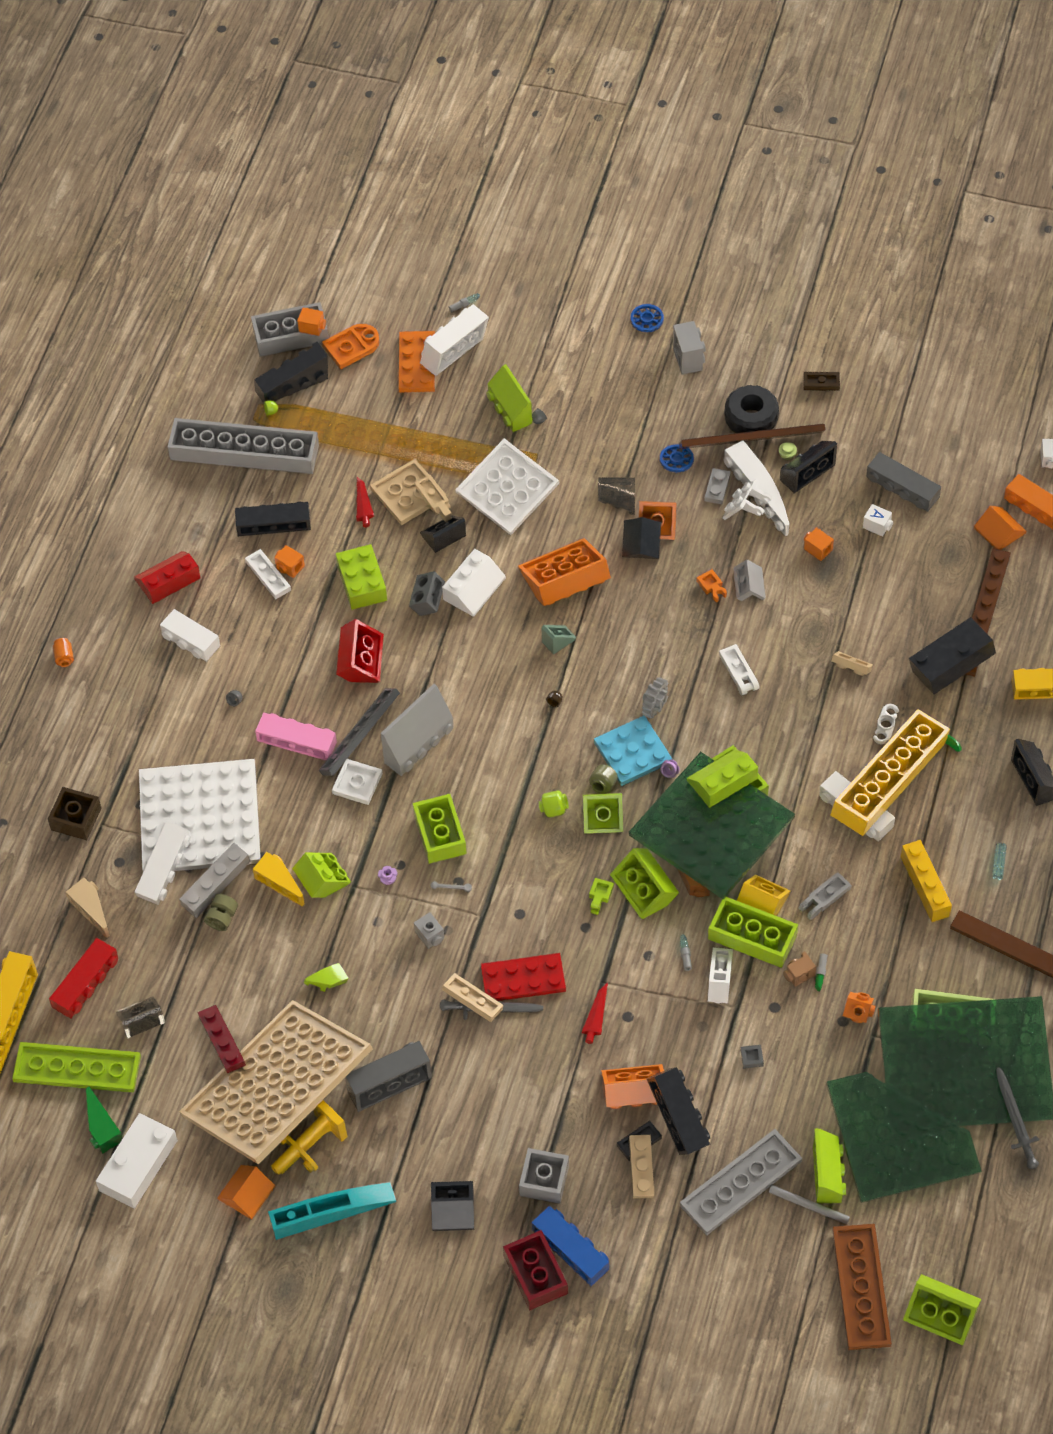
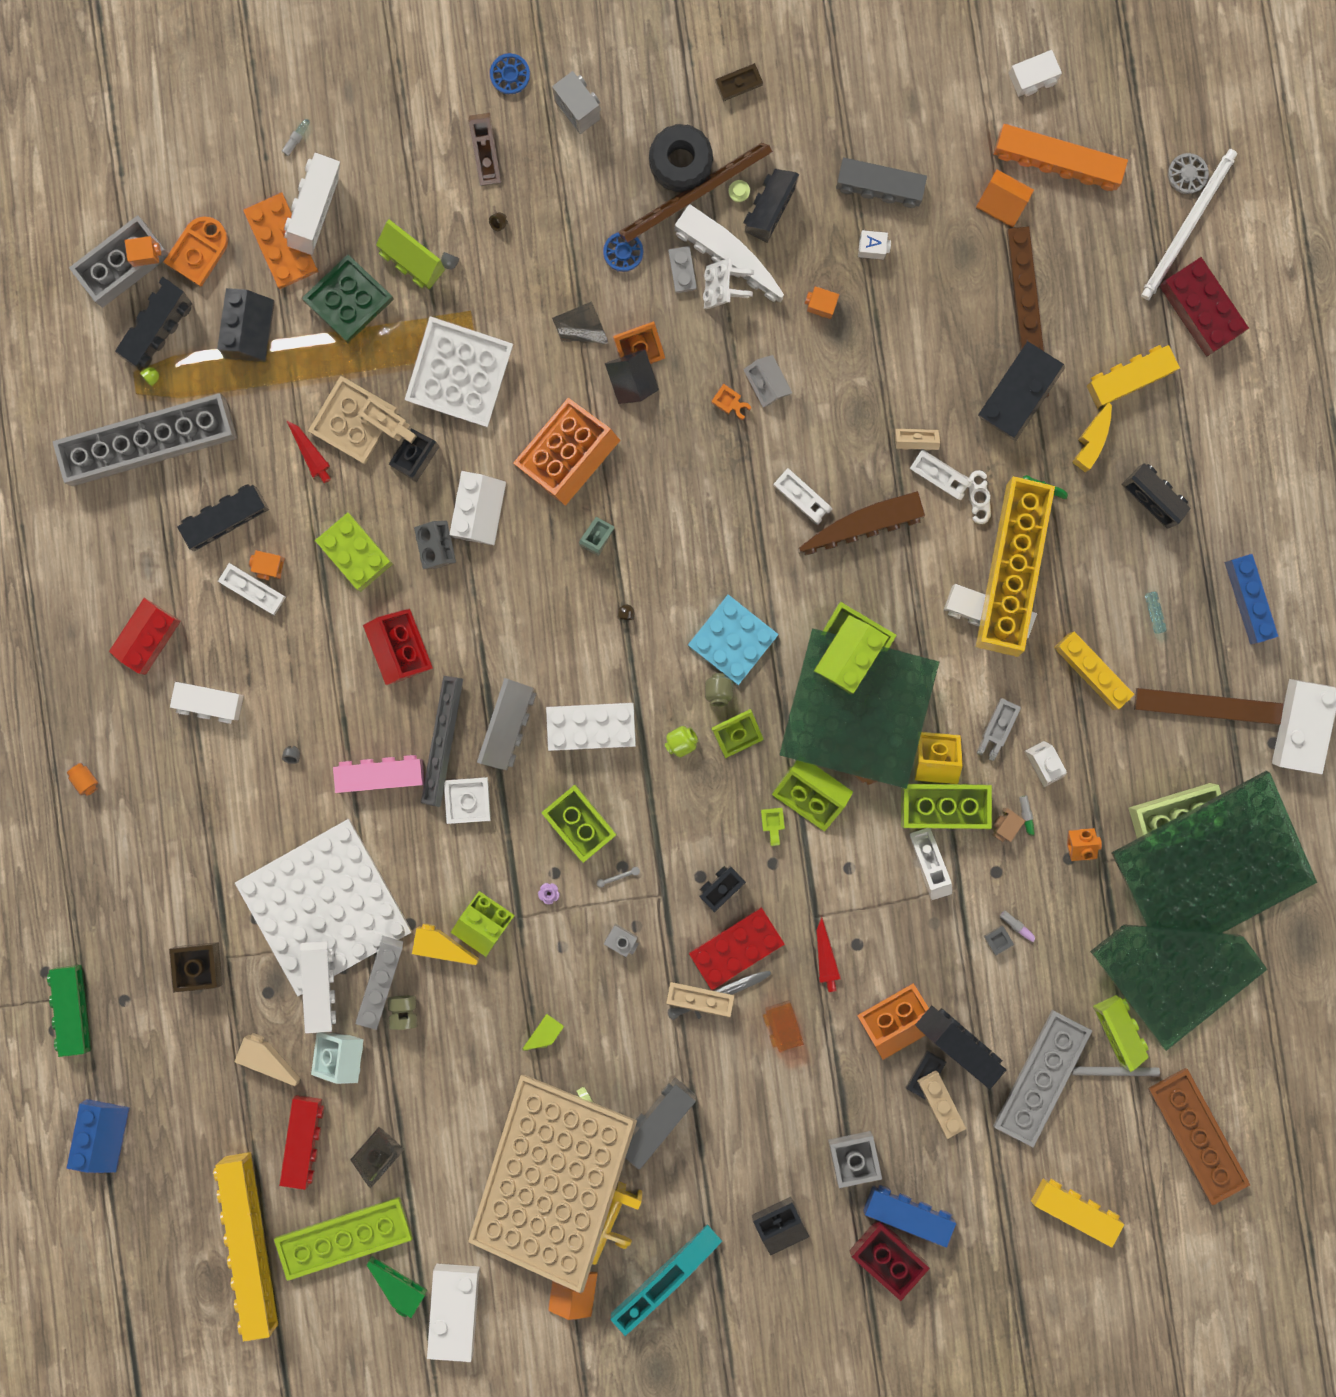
camera: 25 degrees left, 30 degrees up
(150, 926) = (337, 1057): none -> light aqua slope
(221, 1039) = (472, 1149): dark red plate -> none
(360, 400) = (245, 325): none -> black slope
(447, 411) = (347, 298): none -> dark green plate
(485, 765) = (591, 726): none -> white brick
(533, 921) = (722, 888): none -> black brick
(533, 1050) = (783, 1025): none -> clear orange brick
(585, 404) = (500, 224): none -> dark brown hinge
(603, 354) = (484, 148): none -> reddish brown slope
(655, 697) = (733, 575): light grey gear -> none
(665, 770) = (781, 648): lavender plate -> none
(685, 953) = (885, 852): light grey piece -> none
(723, 1304) = (1078, 1212): none -> yellow brick
(773, 1053) = (1017, 926): none -> light grey piece
(781, 704) = (868, 522): none -> reddish brown slope
(854, 930) = (1046, 763): none -> white torso
(860, 694) = (940, 474): none -> white plate
(941, 1309) = (1283, 1127): lime slope -> none
(999, 715) = (1094, 439): none -> yellow slope
(1018, 1124) = (1286, 907): dark grey sword -> none

